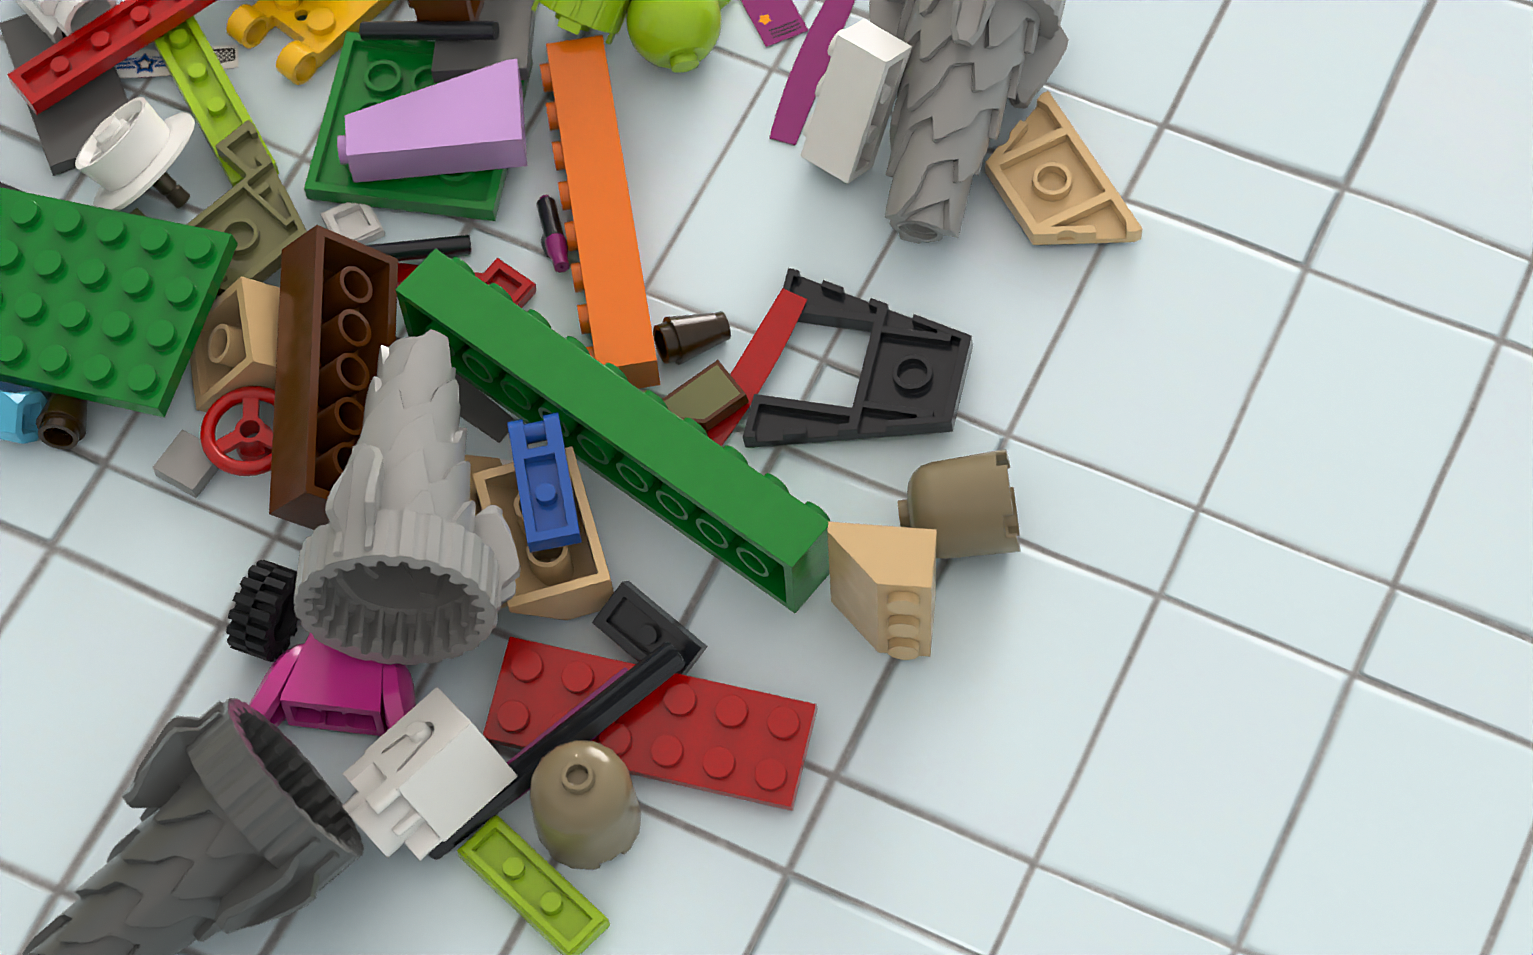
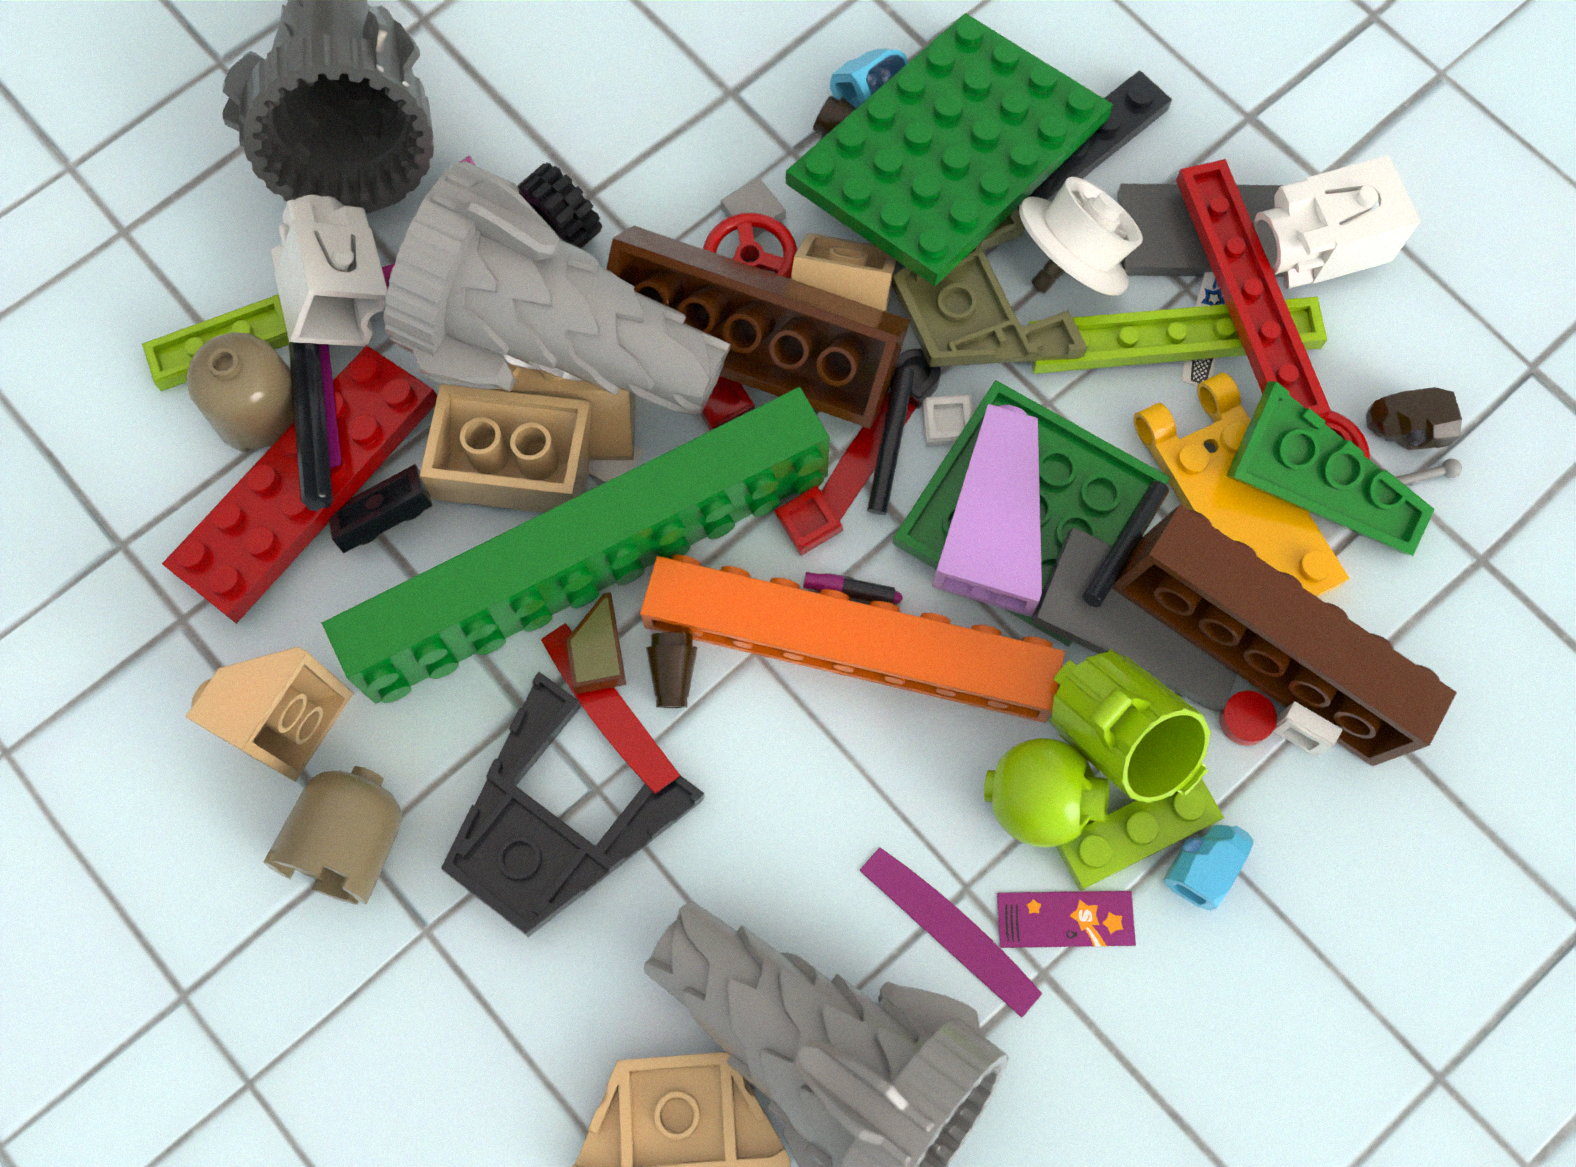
camera: 110 degrees right, 10 degrees up
(544, 484) = (535, 447): blue plate -> none
(854, 100) = (840, 927): white brick -> none

